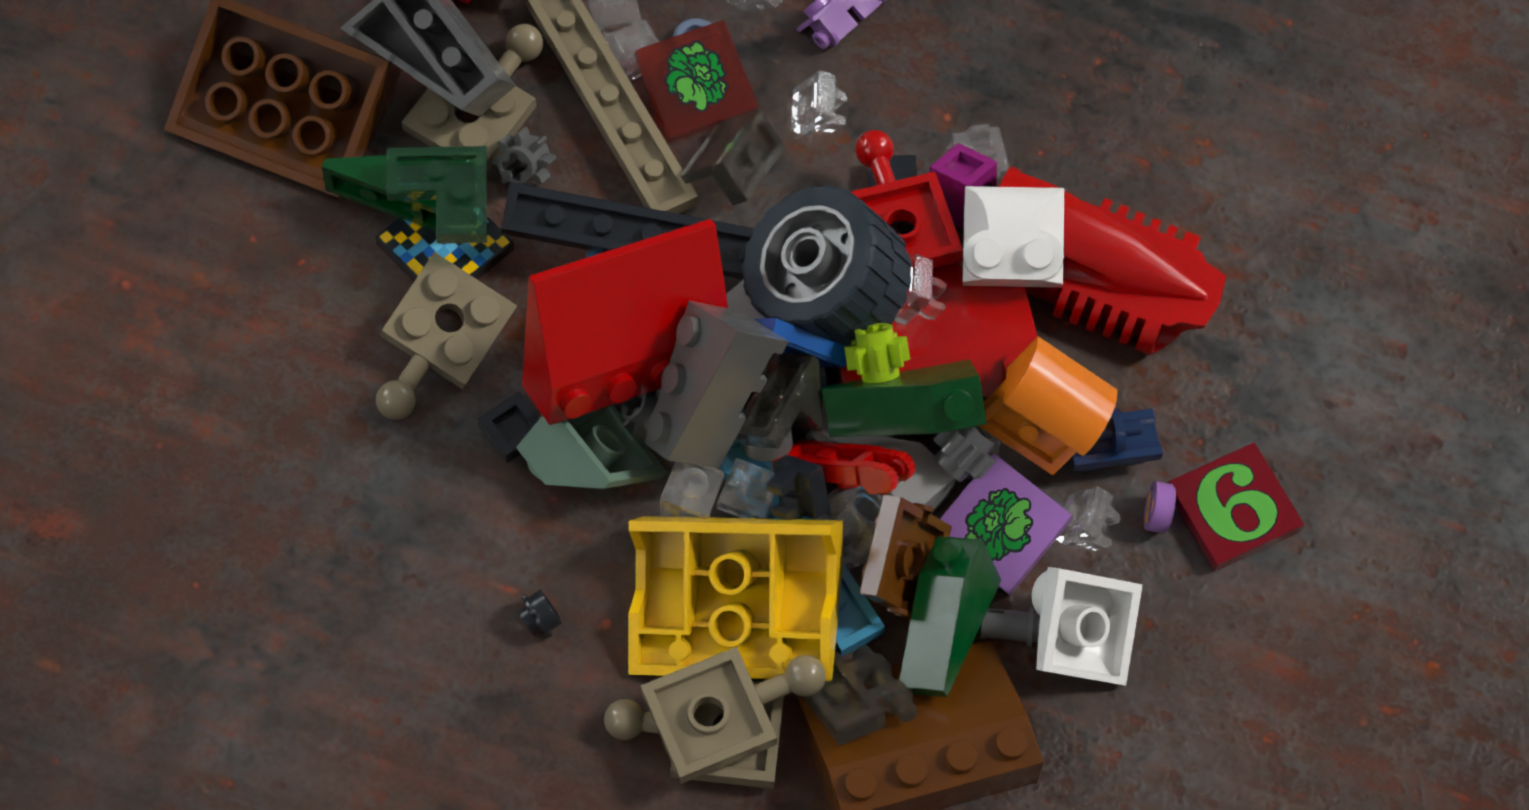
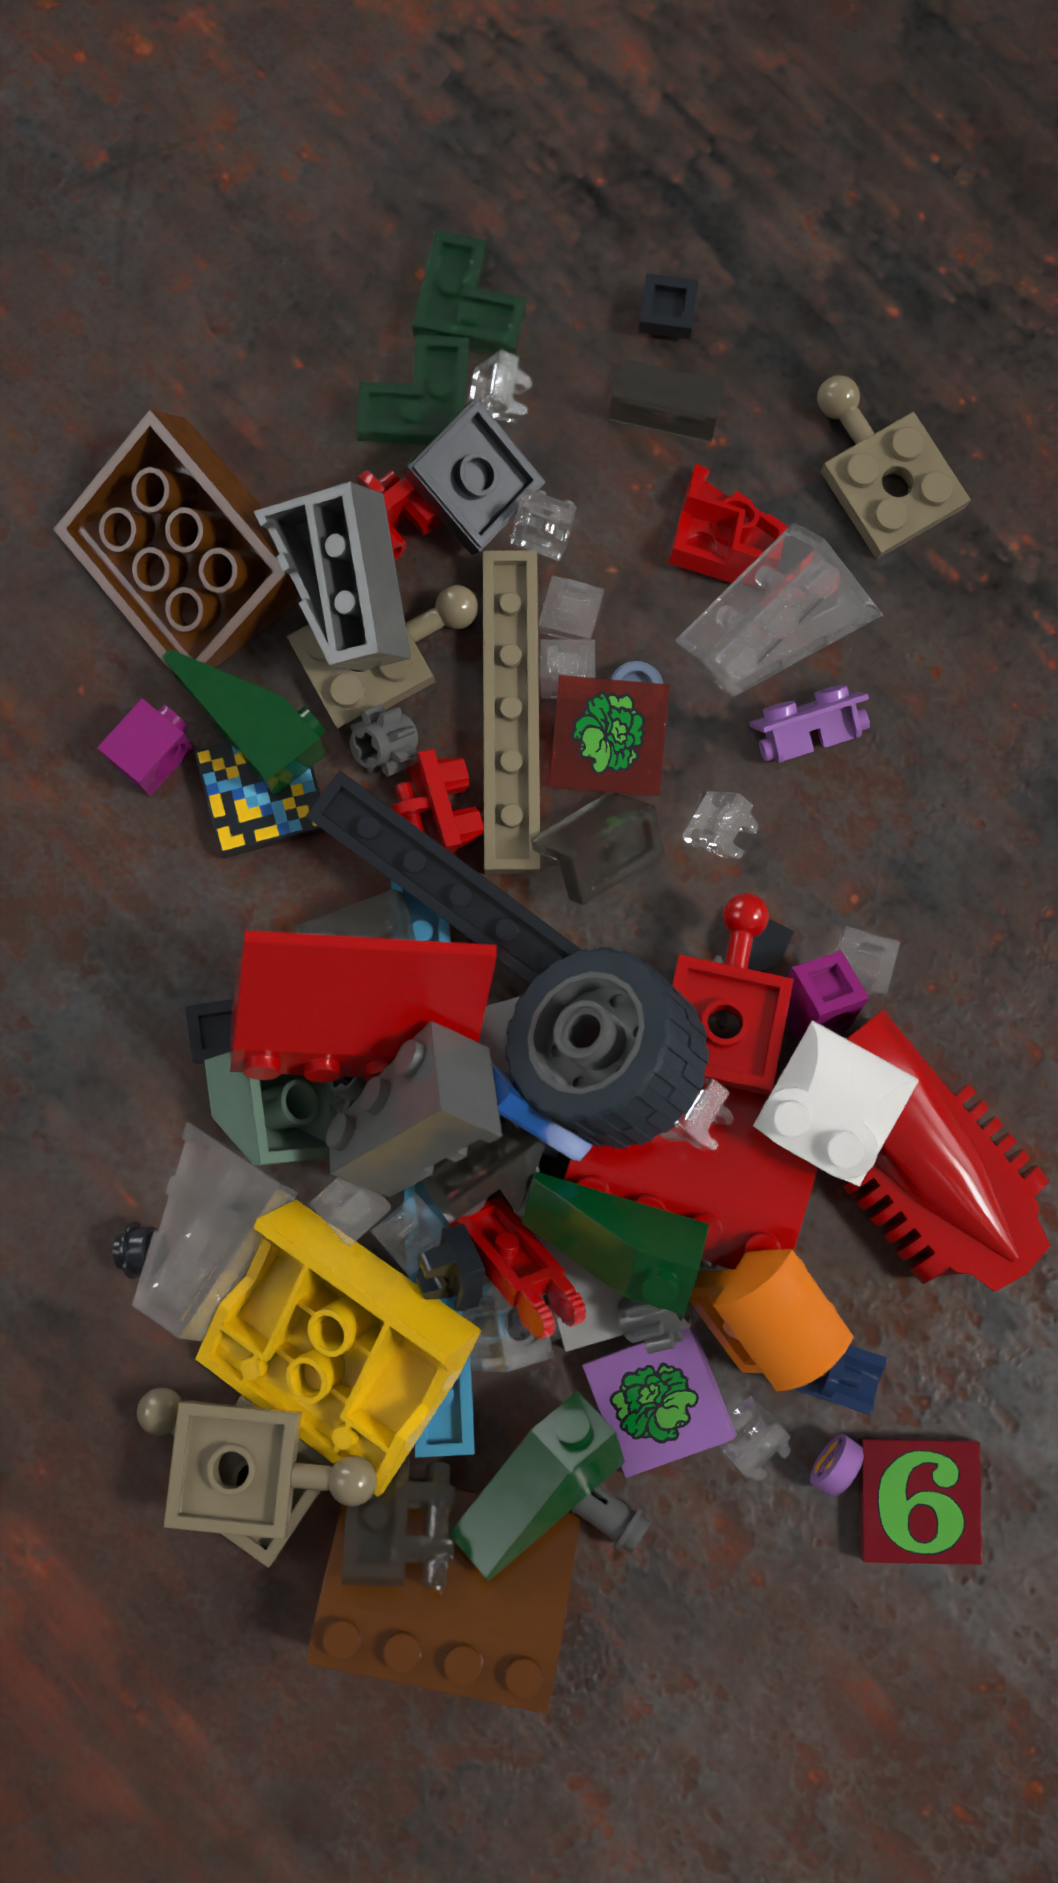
camera: 30 degrees right, 15 degrees up
(337, 249) = (147, 745): none -> magenta brick
(447, 353) = (174, 878): dark tan plate -> none
(451, 177) = (278, 744): clear green plate -> none
(584, 175) = (427, 803): none -> red hips
(591, 562) = (205, 1234): none -> clear wedge
(877, 353) = (609, 1173): lime gear -> none
(898, 552) = (522, 1395): reddish brown plate -> none
(1085, 624) = (682, 1566): white slope -> none

